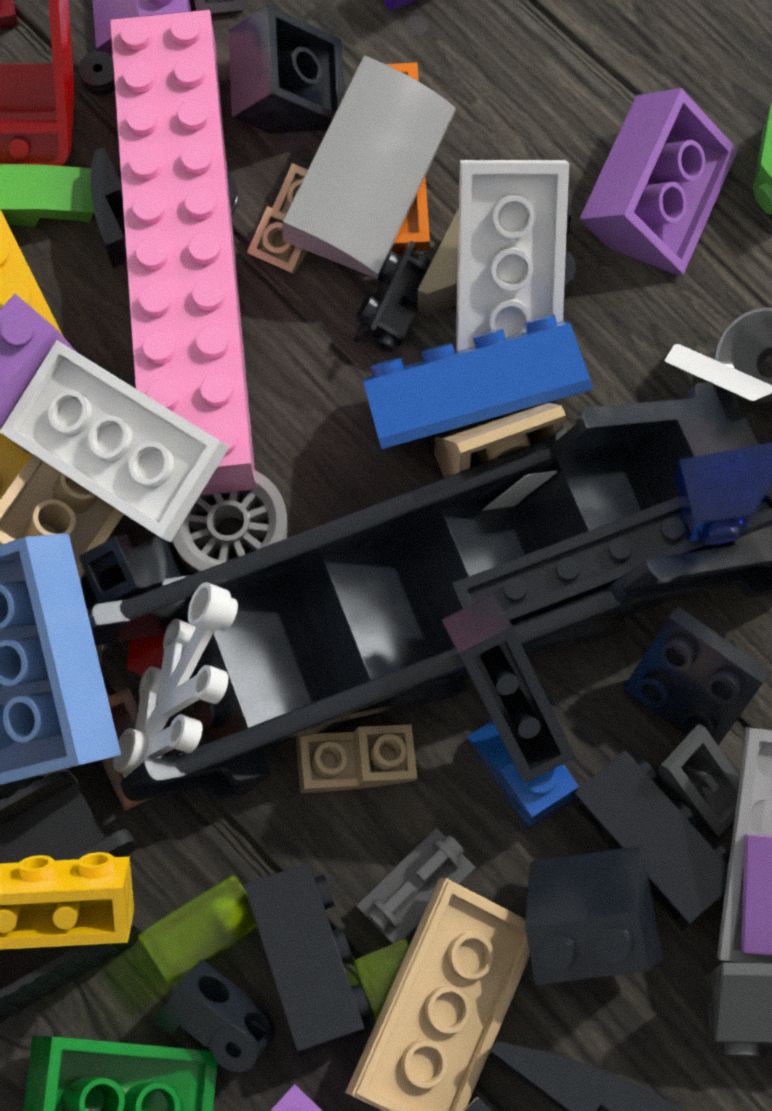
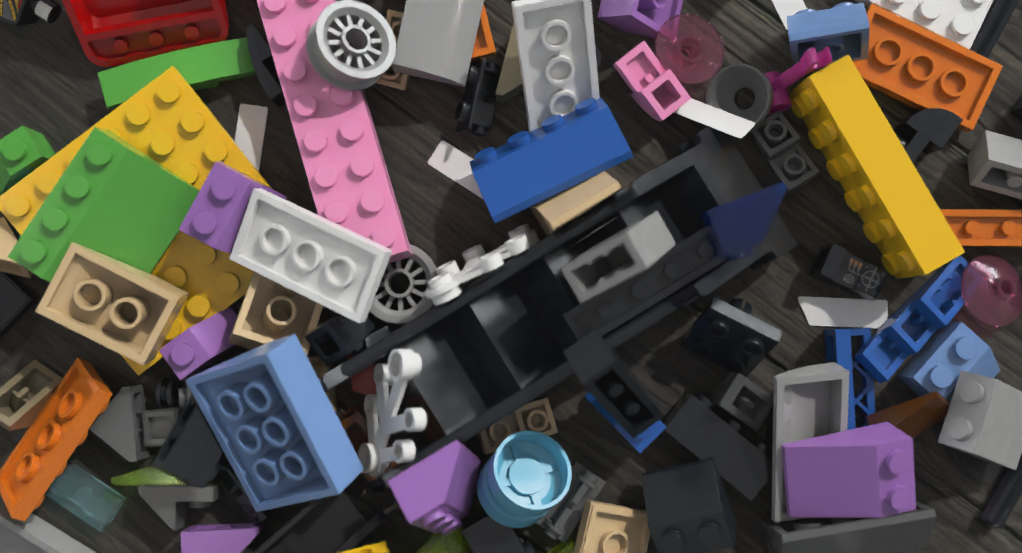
camera: 15 degrees left, 15 degrees up
(68, 289) = (251, 131): none -> white sticker
(227, 802) = (439, 488): none -> medium lavender slope
(231, 185) = (336, 59): none -> light grey wheel
(294, 516) = (446, 284): none -> white plant
(346, 390) = (454, 165): none -> white sticker
(351, 822) = (524, 479): none -> medium azure wheel
(544, 504) = (619, 257): none -> light grey brick
(642, 321) = (652, 87): none -> bright pink brick
(712, 270) = (698, 39): none -> clear pink dish

